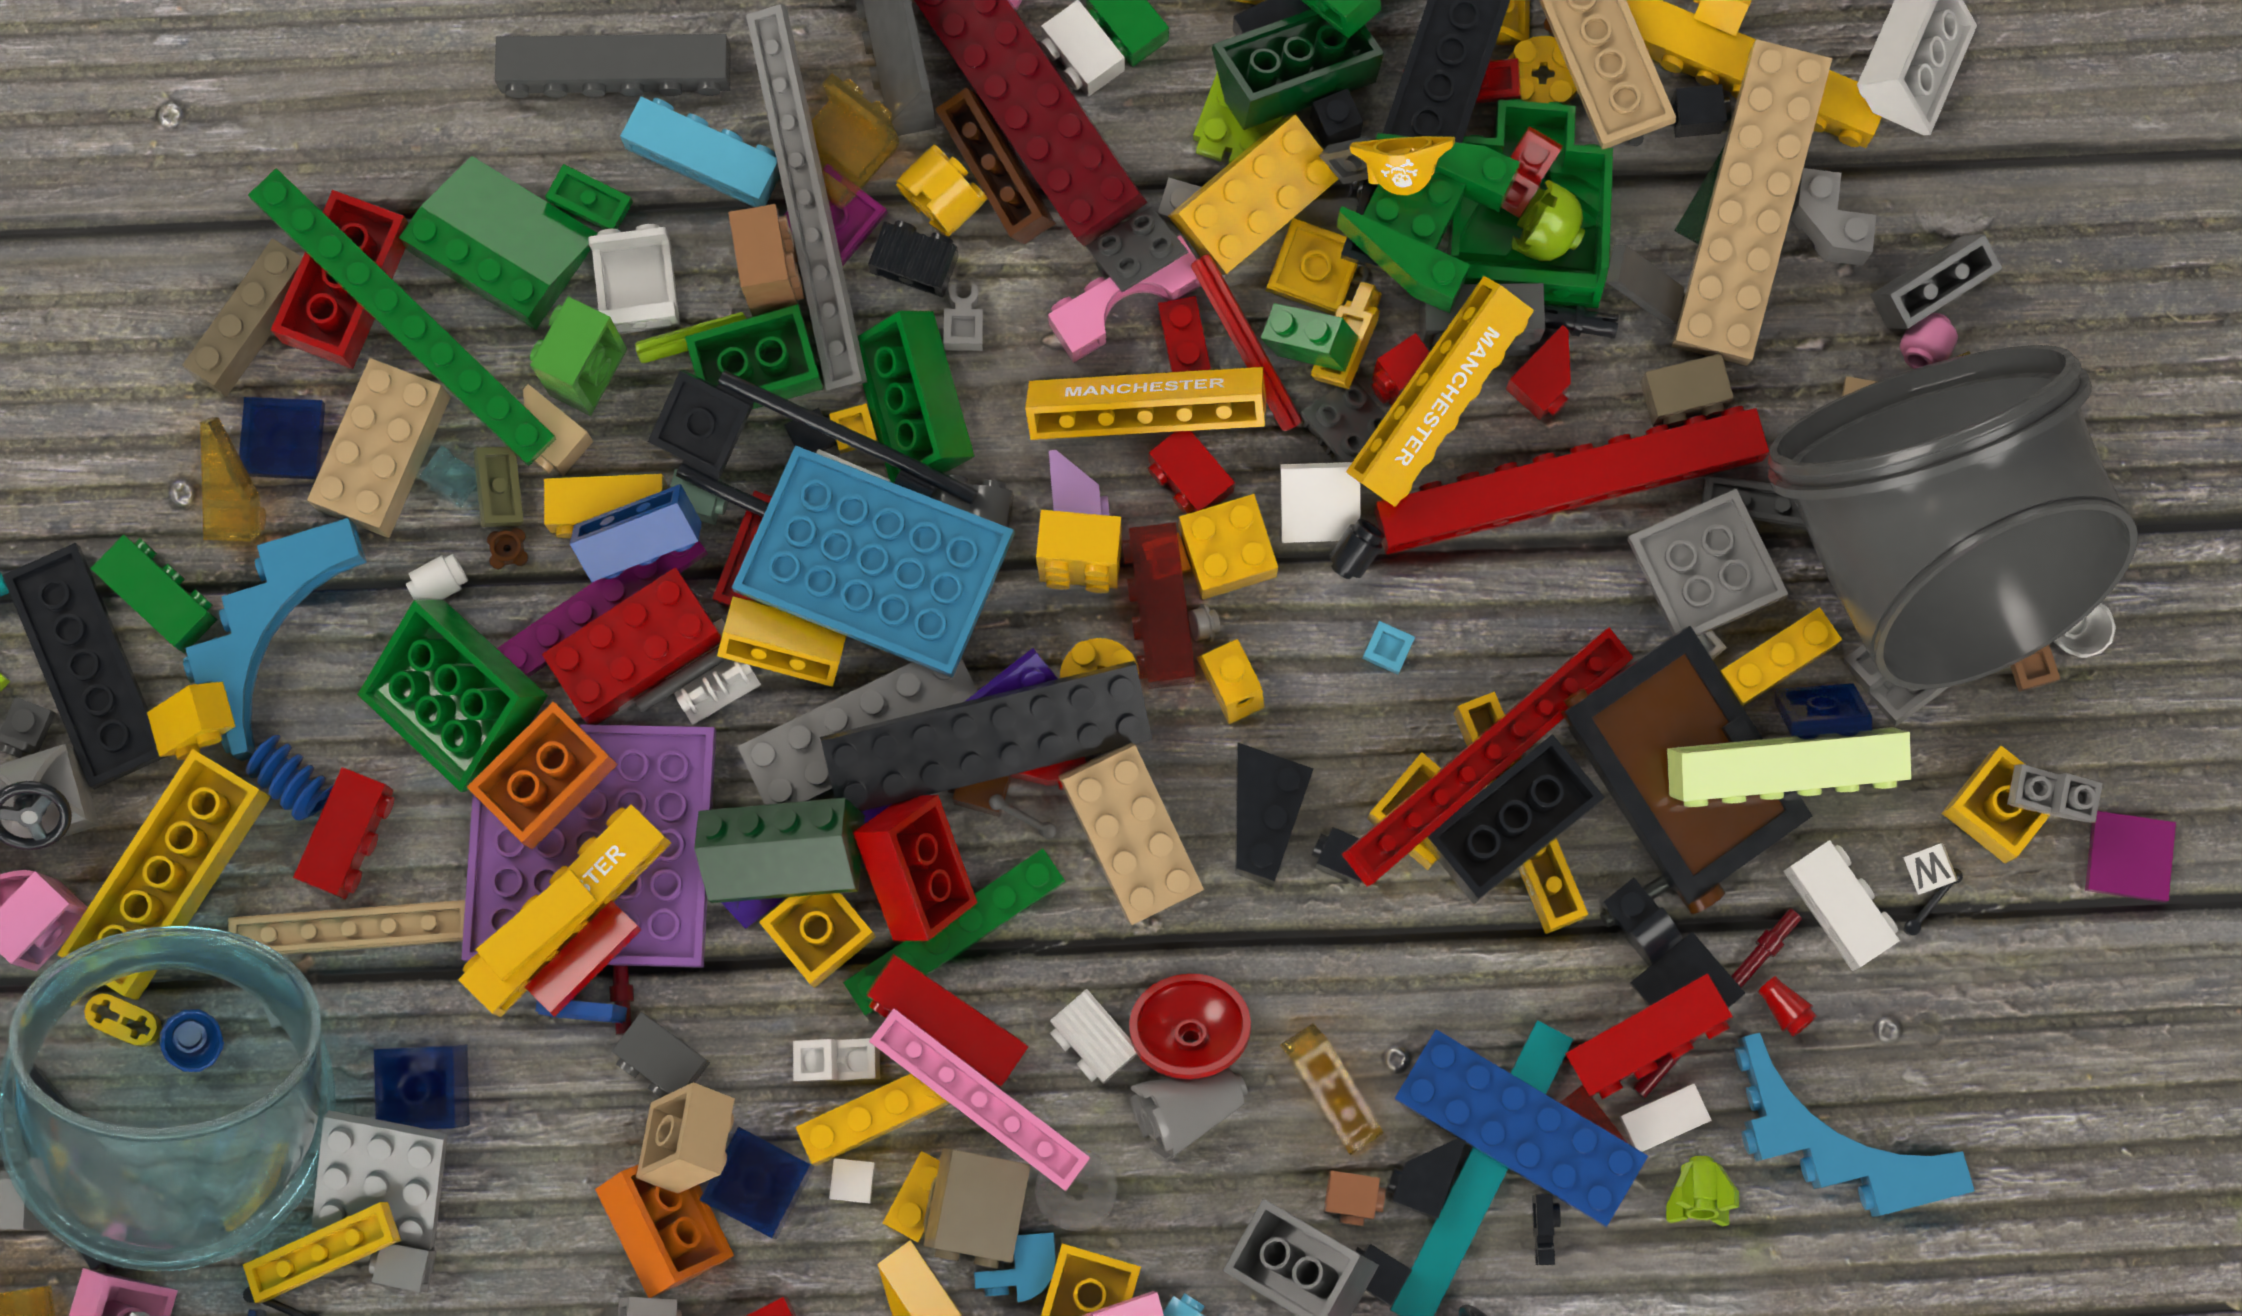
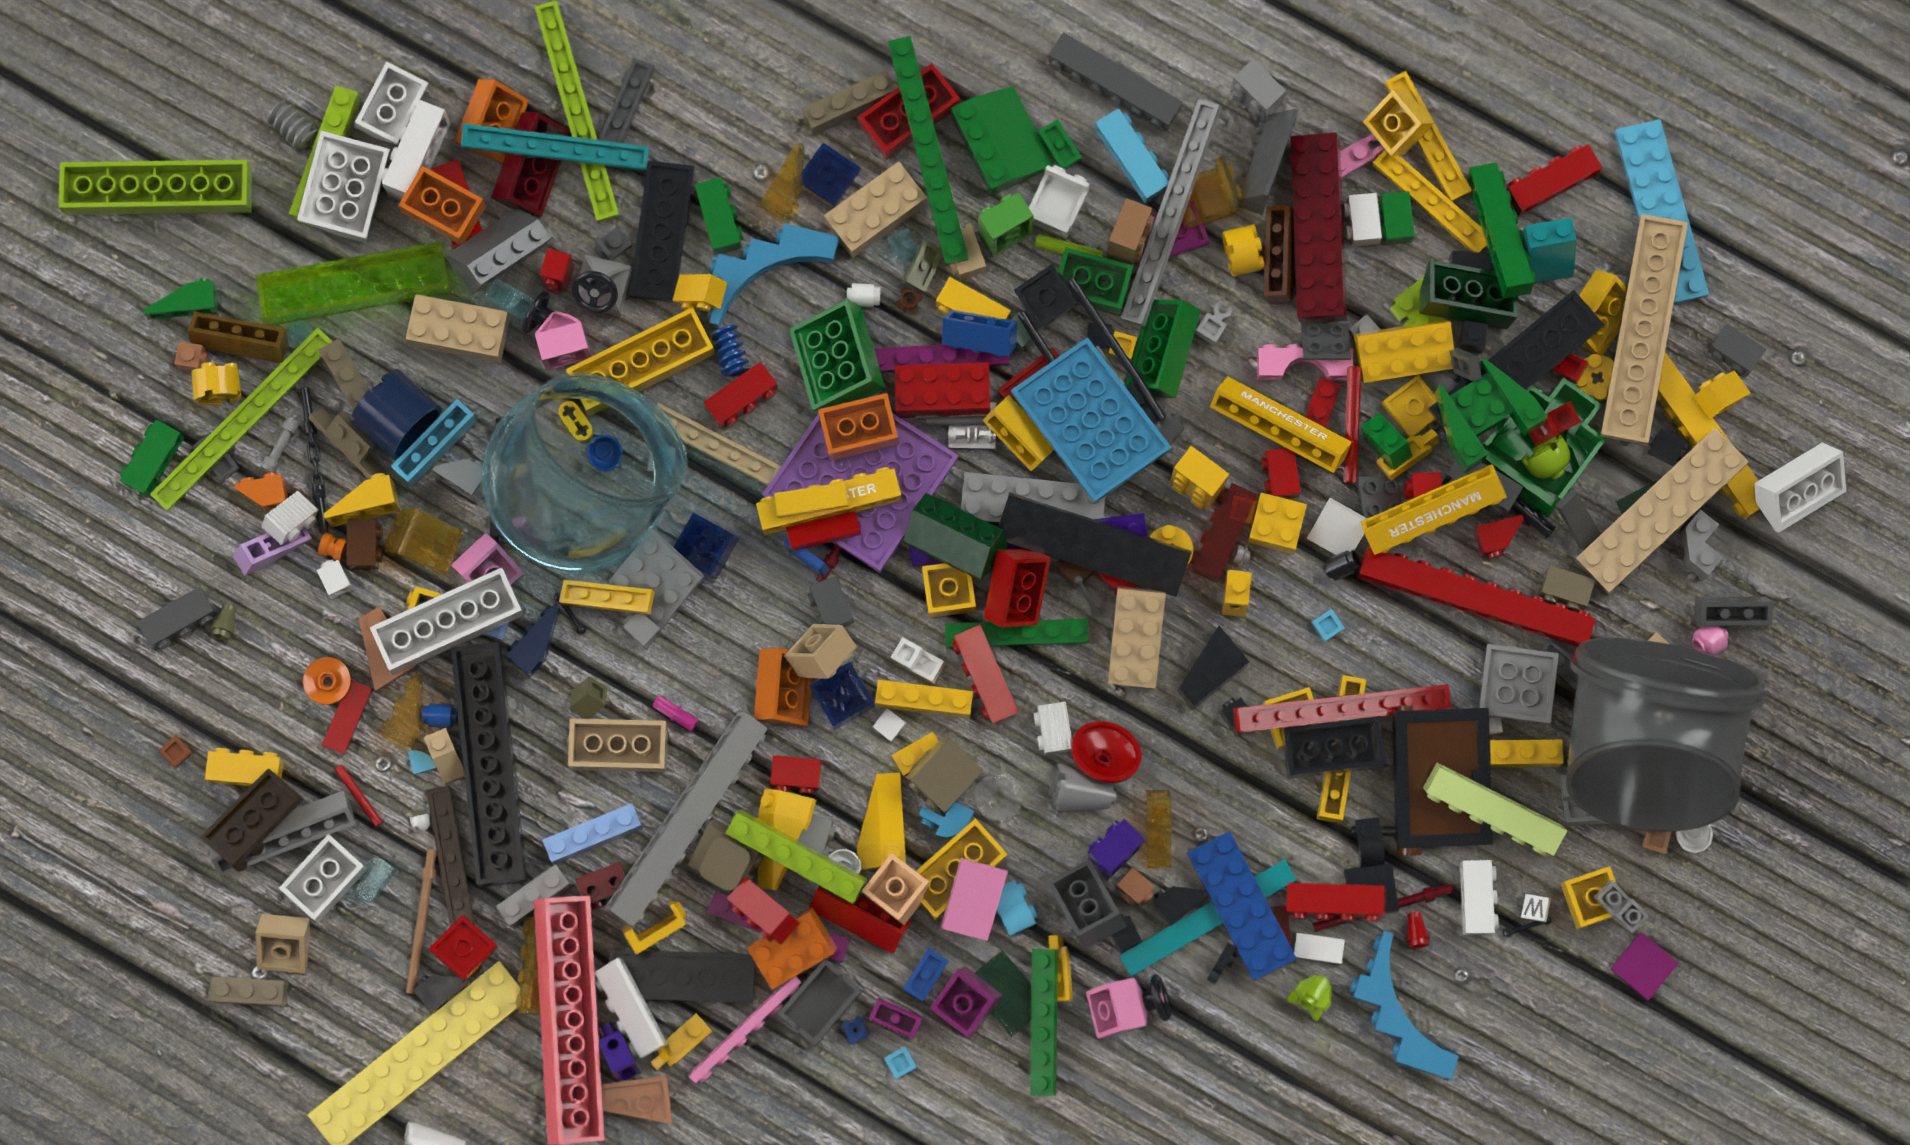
camera: 30 degrees right, 0 degrees up
(914, 258) = (1208, 276): black brick -> none
(979, 1099) = (978, 721): bright pink plate -> none
(1074, 489) = (1216, 446): lavender slope -> none
(1292, 1161) = (1115, 849): none -> dark purple brick
(1402, 163) = (1485, 380): yellow hat -> none
(1823, 710) = (1531, 793): clear blue plate -> none

